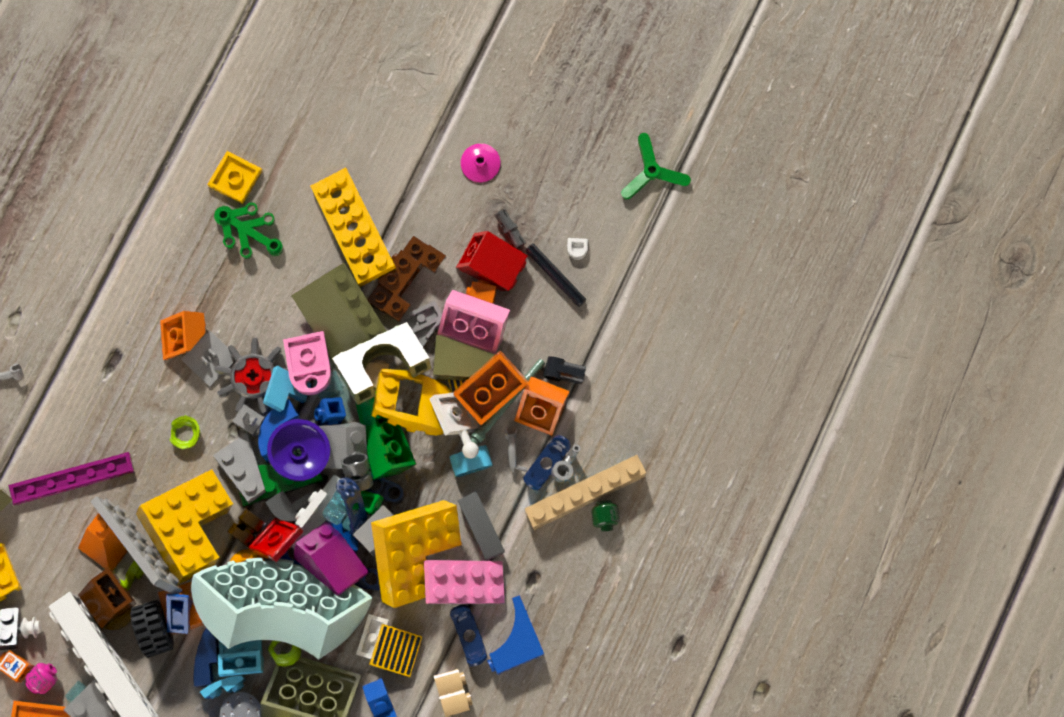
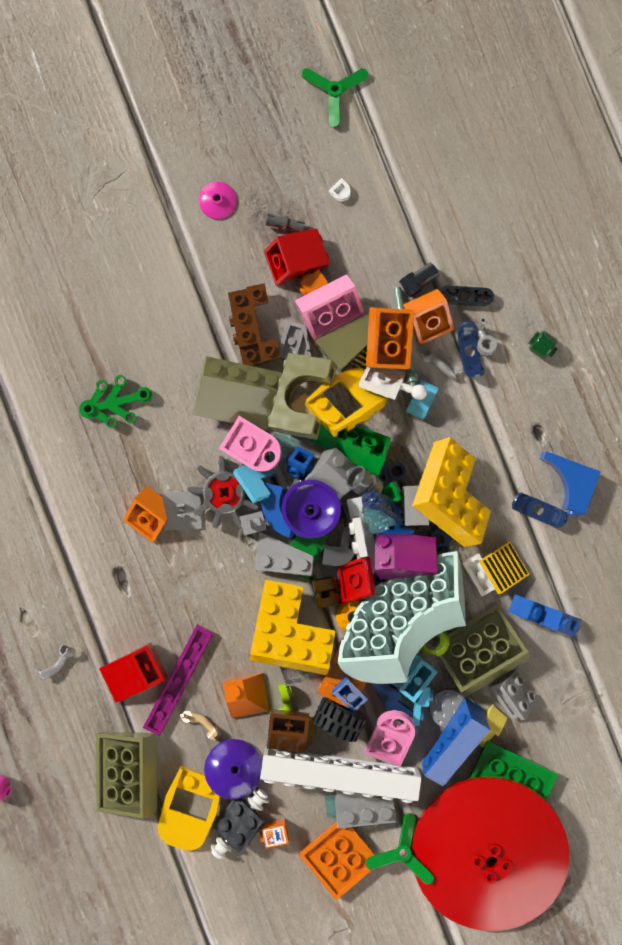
camera: 50 degrees left, 10 degrees up
(21, 589) = (219, 764): none -> dark purple dish
(41, 678) = (300, 822): dark pink head -> none
(46, 437) = (133, 672): none -> red slope
(49, 514) = (213, 734): none -> tan piece
(136, 545) = (275, 681): light grey plate -> none
(172, 685) = (391, 740): none -> bright pink plate
(180, 422) = (219, 563): lime piece -> none
(235, 177) = (67, 377): yellow tile -> none
(365, 230) = (188, 339): yellow plate -> none
(452, 692) = (567, 556): tan brick -> none
(464, 582) = (504, 480): bright pink plate -> none
(481, 526) = (474, 433): dark grey slope -> none
(555, 274) = (345, 223): black axle -> none
(585, 492) = (516, 342): tan brick -> none
(601, 427) = (479, 301): none -> black beam

